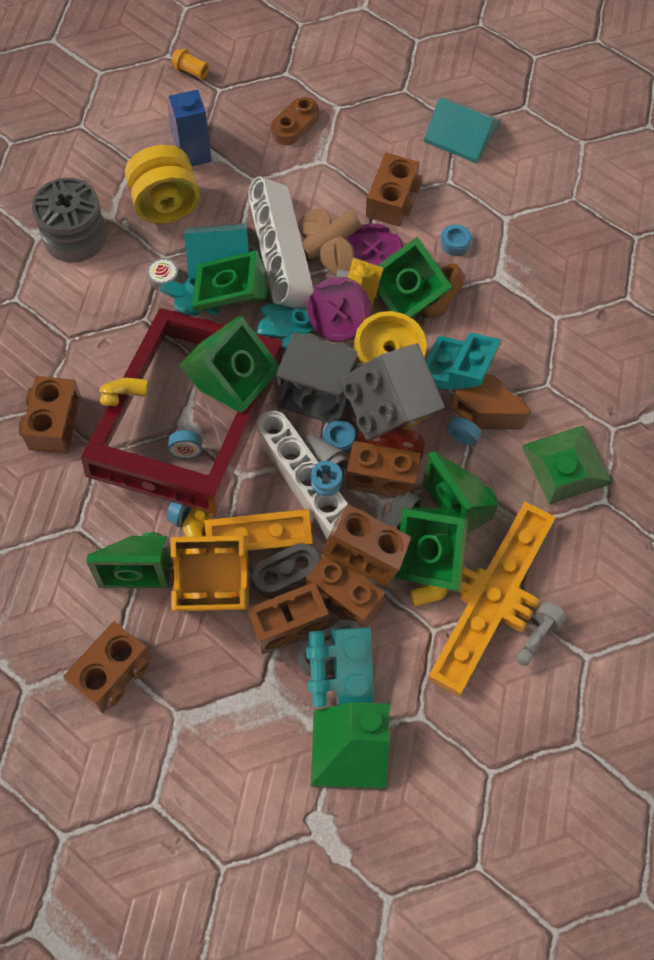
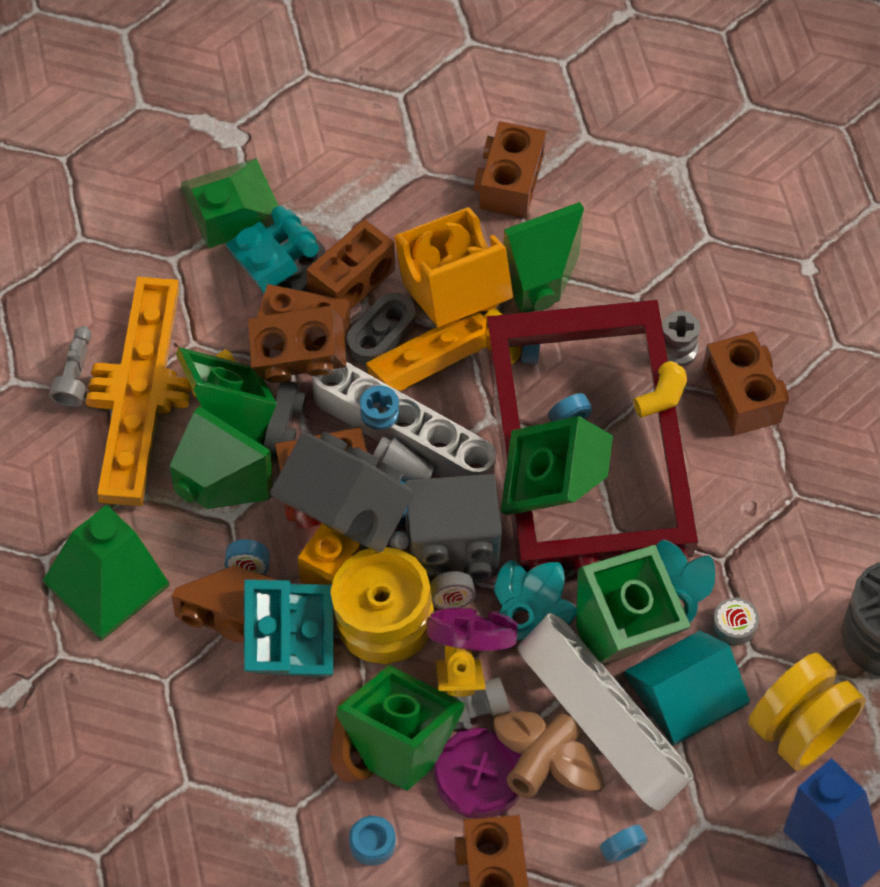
camera: 155 degrees right, 5 degrees down
(70, 468) = (681, 337): none -> light grey bush
(310, 176) = (624, 844): none -> dark azure tile

